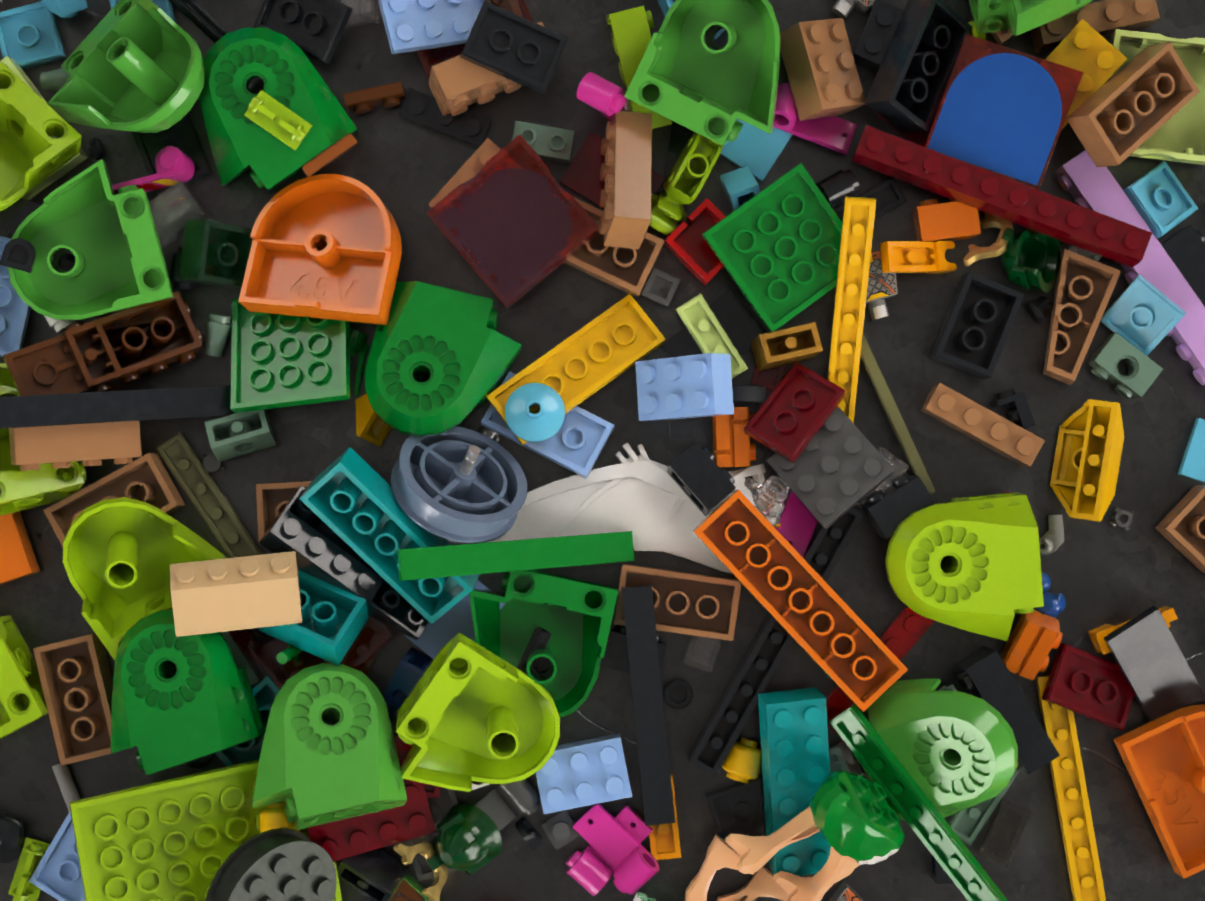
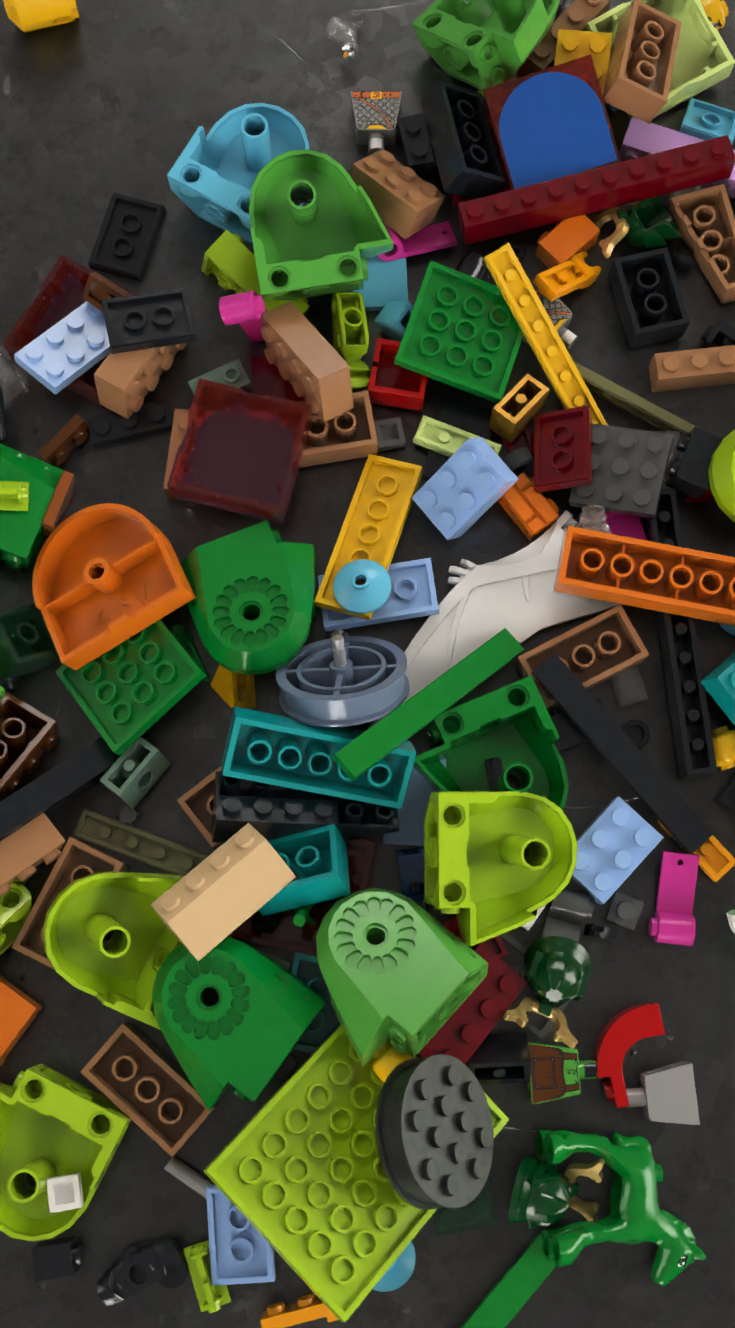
camera: 35 degrees left, 10 degrees down
(217, 332) = (61, 707): sand green cone -> none
(619, 848) = (682, 890): dark pink door -> none
(701, 478) = (530, 547): black brick -> none

